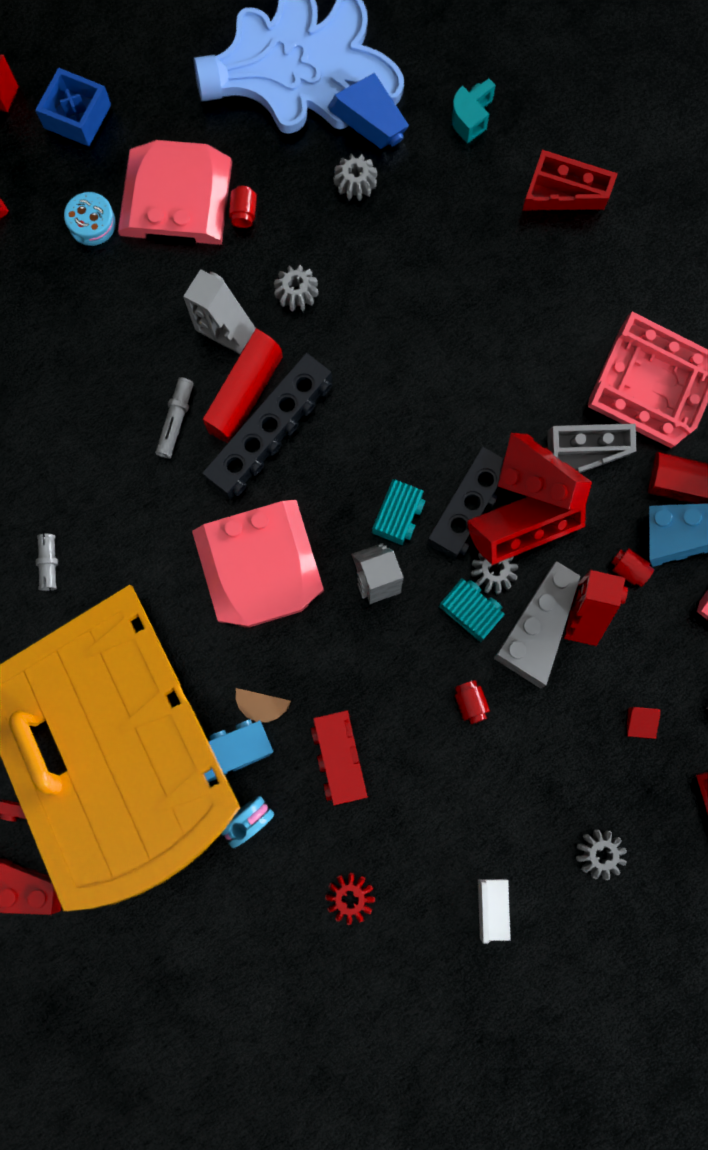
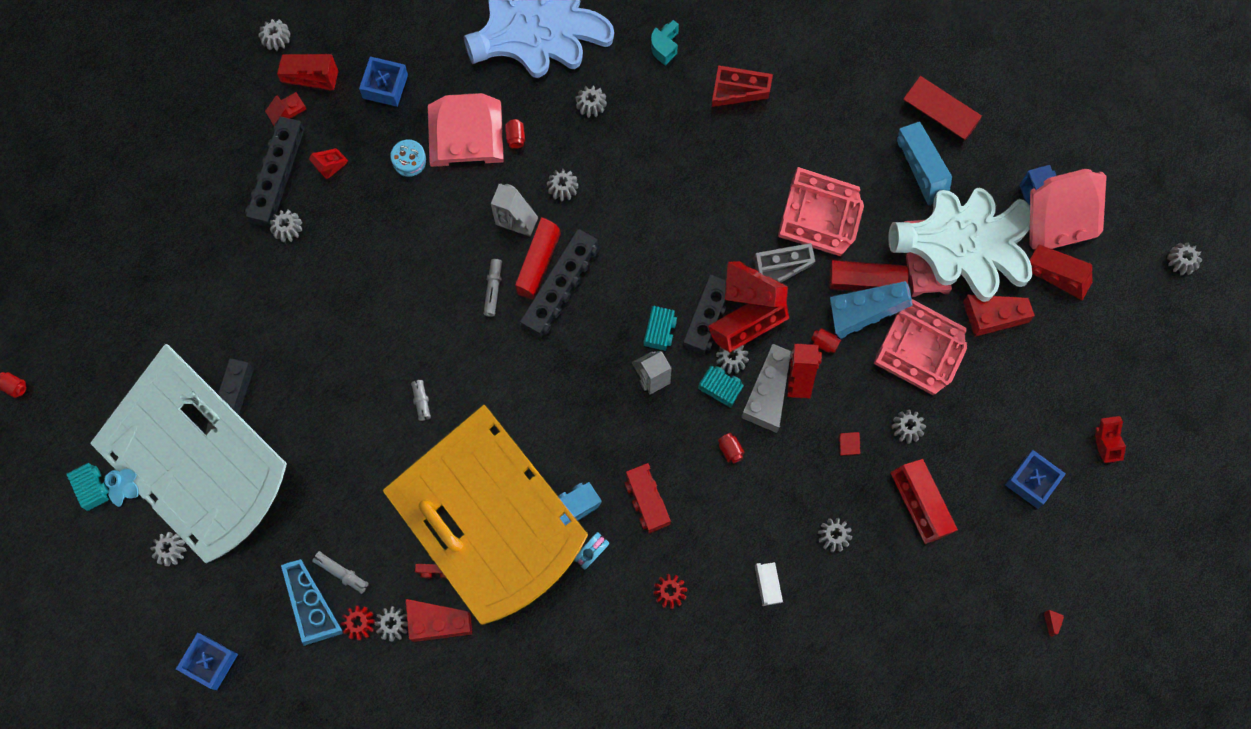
camera: 10 degrees left, 5 degrees down
(258, 564) = (568, 379): coral wedge -> none
(260, 706) = (586, 474): medium nougat tile -> none
(370, 111) = (594, 55): blue slope -> none

